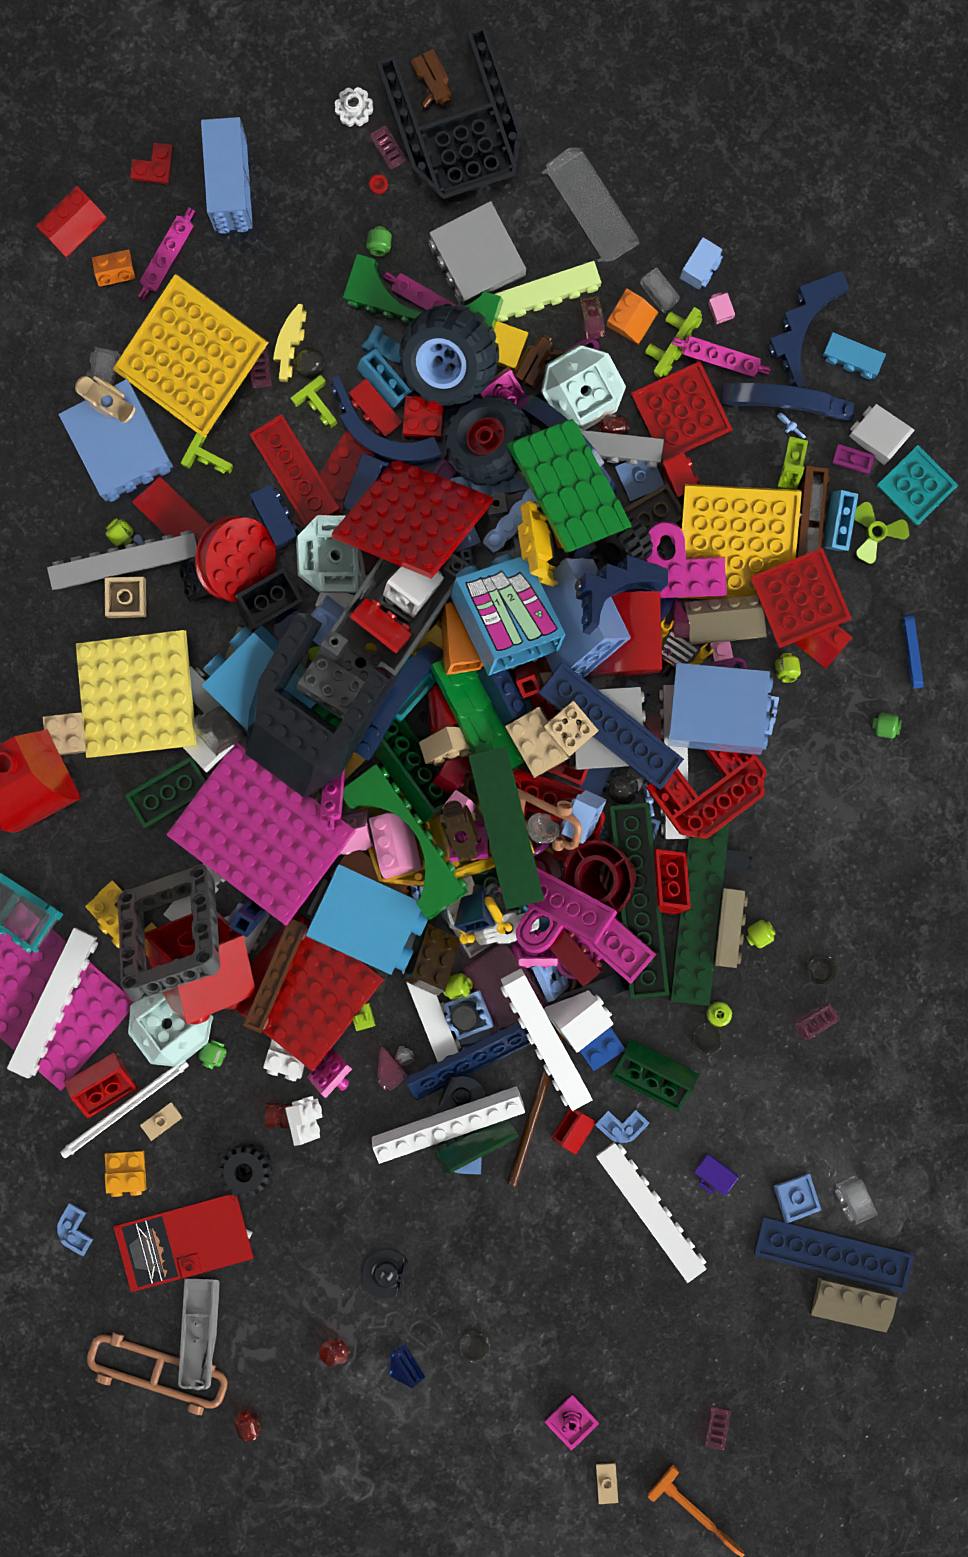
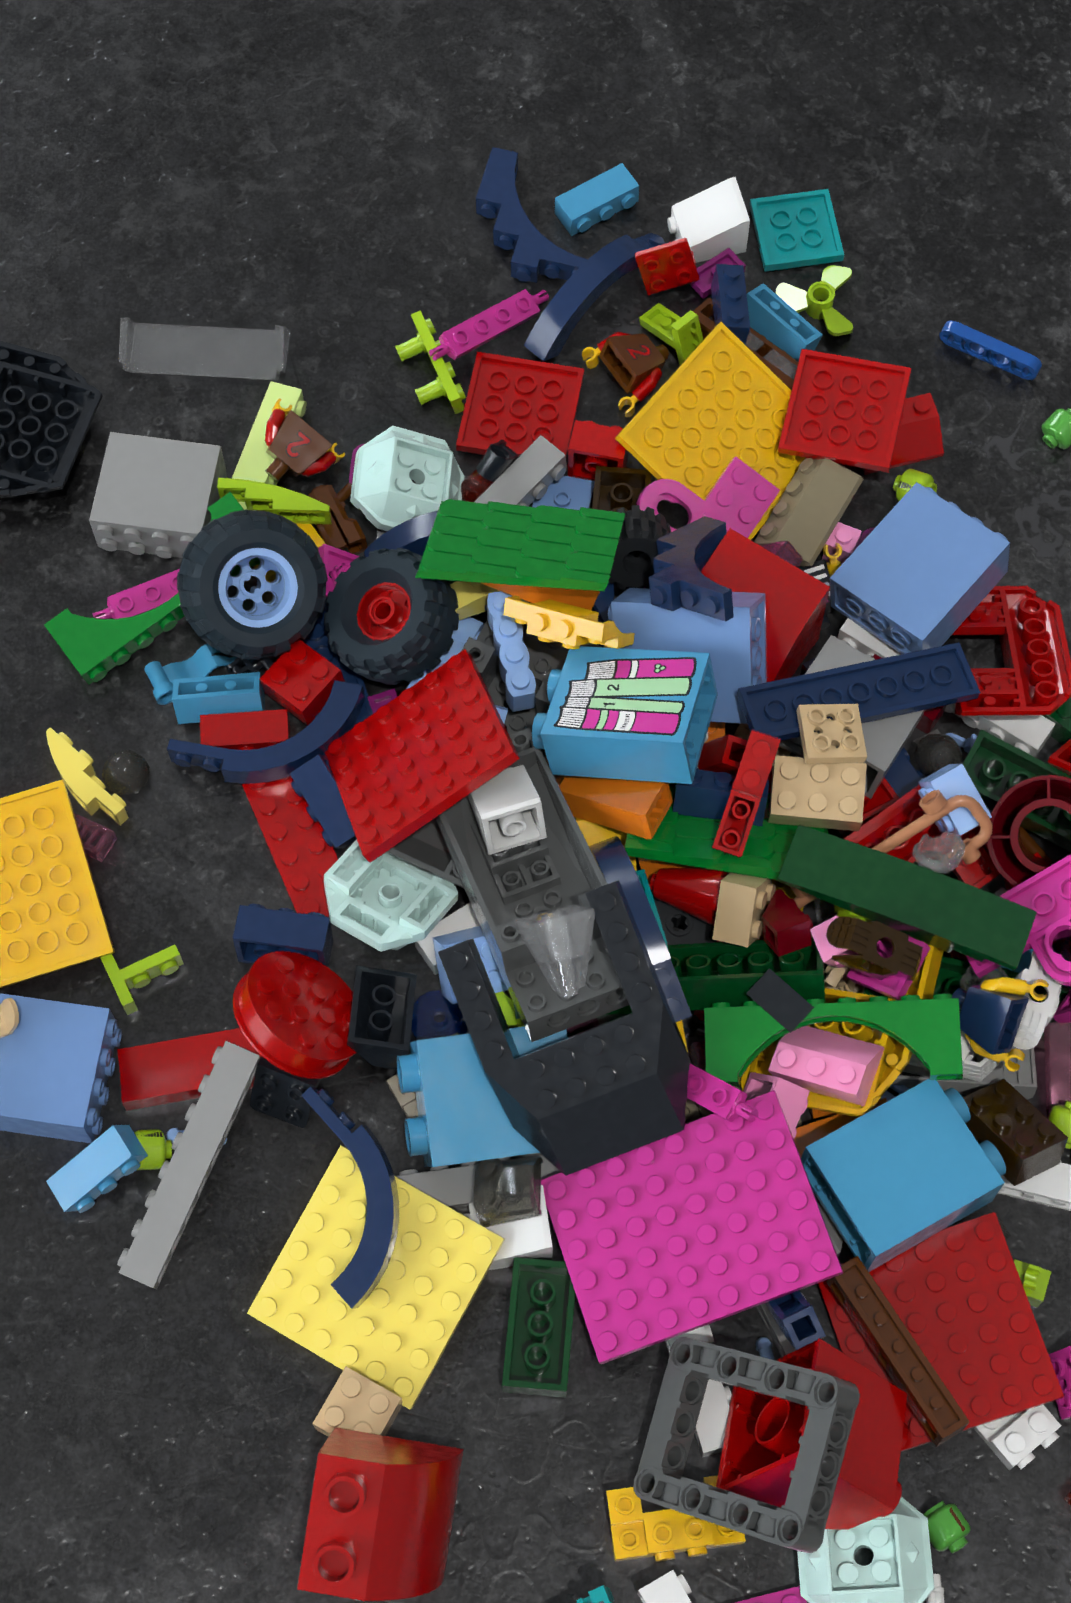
camera: 55 degrees left, 20 degrees down
(89, 517) = (97, 1169): none -> brick
(125, 597) = (238, 1199): tan brick -> none
(171, 667) = (382, 1198): none -> dark blue arch
(294, 470) = (243, 876): red plate -> none
(314, 401) = (180, 796): lime bracket -> none
(345, 671) = (560, 945): none -> clear slope
(379, 241) = (49, 596): bright green head -> none
(382, 624) = (529, 875): red slope -> none
(404, 800) = (780, 1000): none -> black sticker
(503, 707) = (746, 793): none -> red slope
(518, 328) = (276, 500): none -> lime slope
(560, 307) = (296, 445): none -> reddish brown torso
(592, 317) = (338, 427): clear pink slope -> none
(631, 426) = (496, 460): none -> black piece
(632, 316) = (366, 389): orange slope -> none
(660, 290) = (361, 340): clear brick -> none
(699, 266) = (368, 276): light blue brick -> none
(721, 307) = (433, 293): bright pink brick -> none
(755, 454) = (633, 363): none -> reddish brown torso
(791, 426) = (625, 311): light blue piece -> none
(826, 486) = (730, 299): none -> dark blue brick
(830, 432) = (667, 266): none -> red bracket

